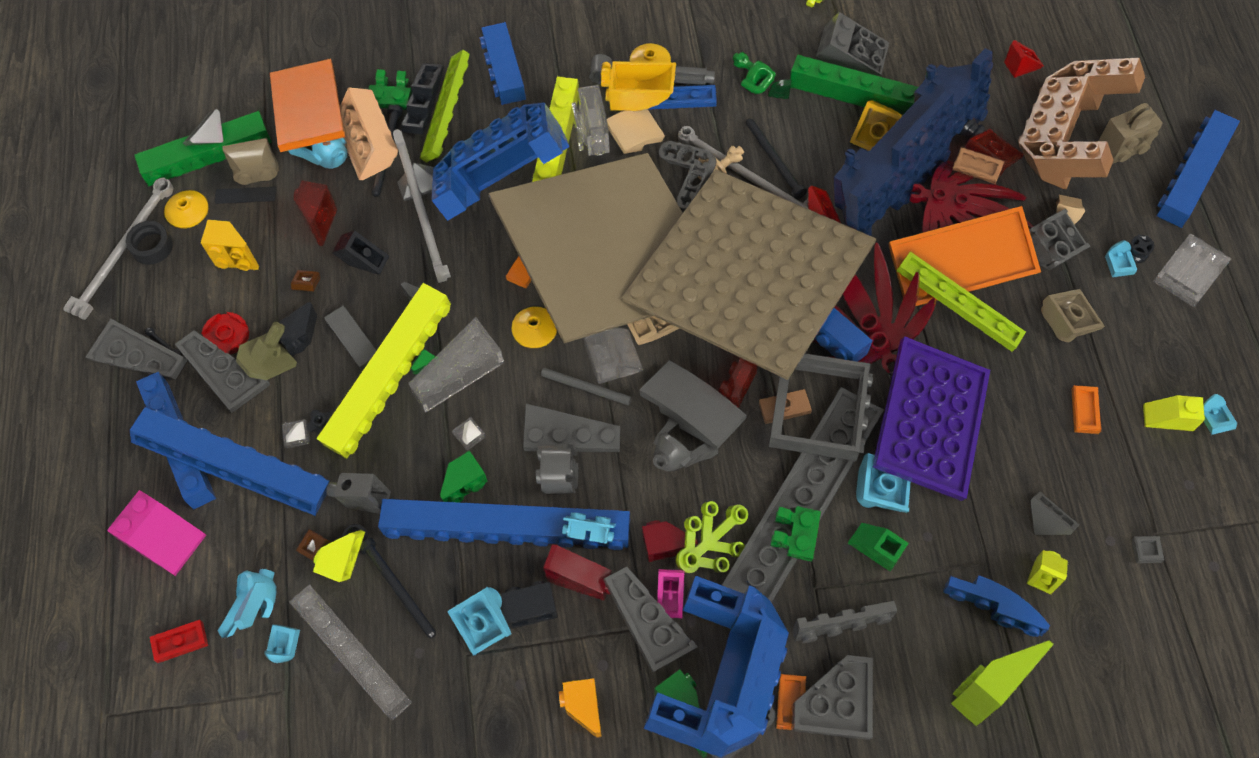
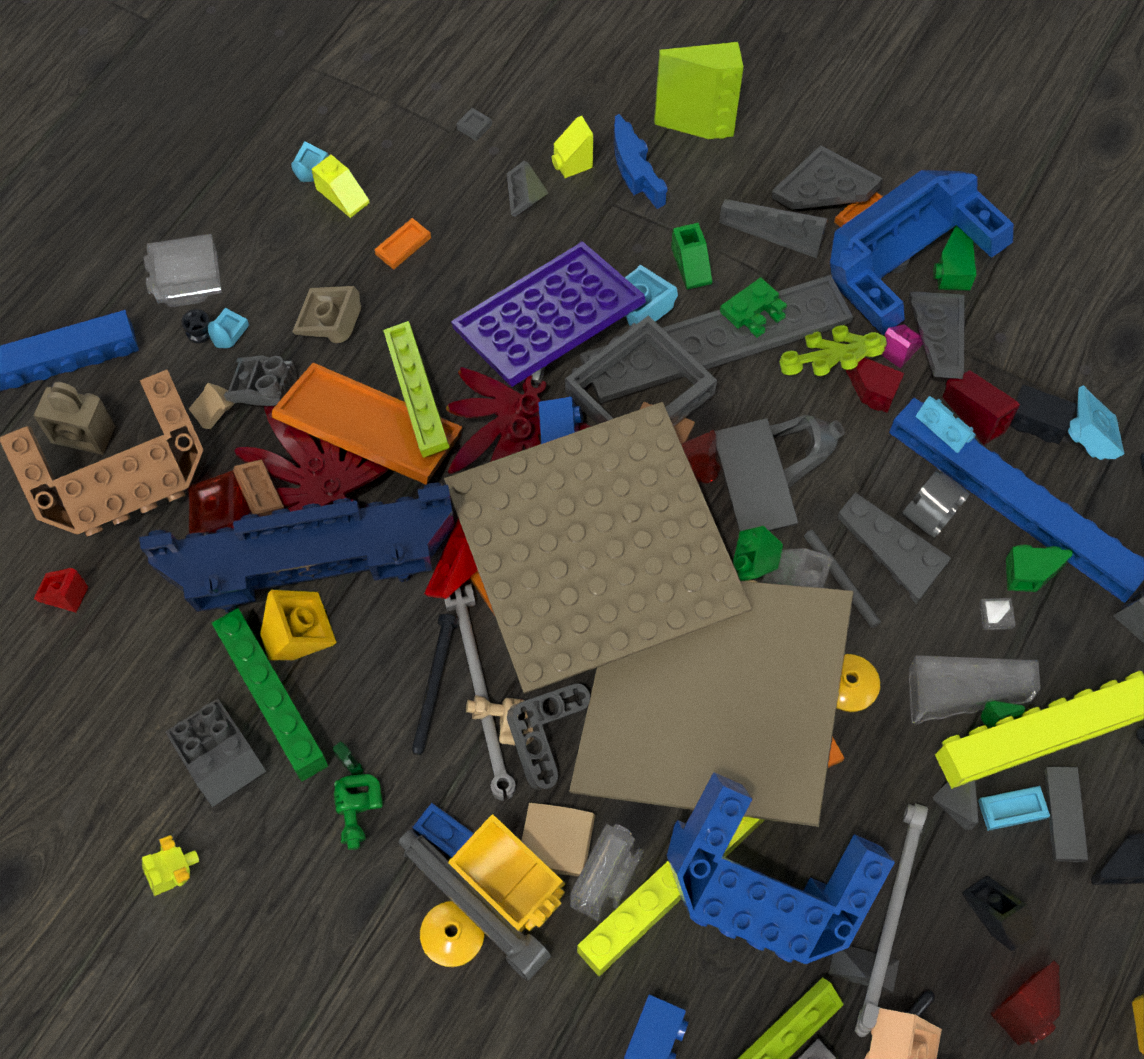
camera: 145 degrees left, 0 degrees up
(305, 280) = (1086, 927): reddish brown tile -> none
(383, 321) = (1013, 808): none -> medium azure tile
(581, 704) = (1044, 312): light orange slope -> none
(647, 345) = (756, 553): none -> green slope

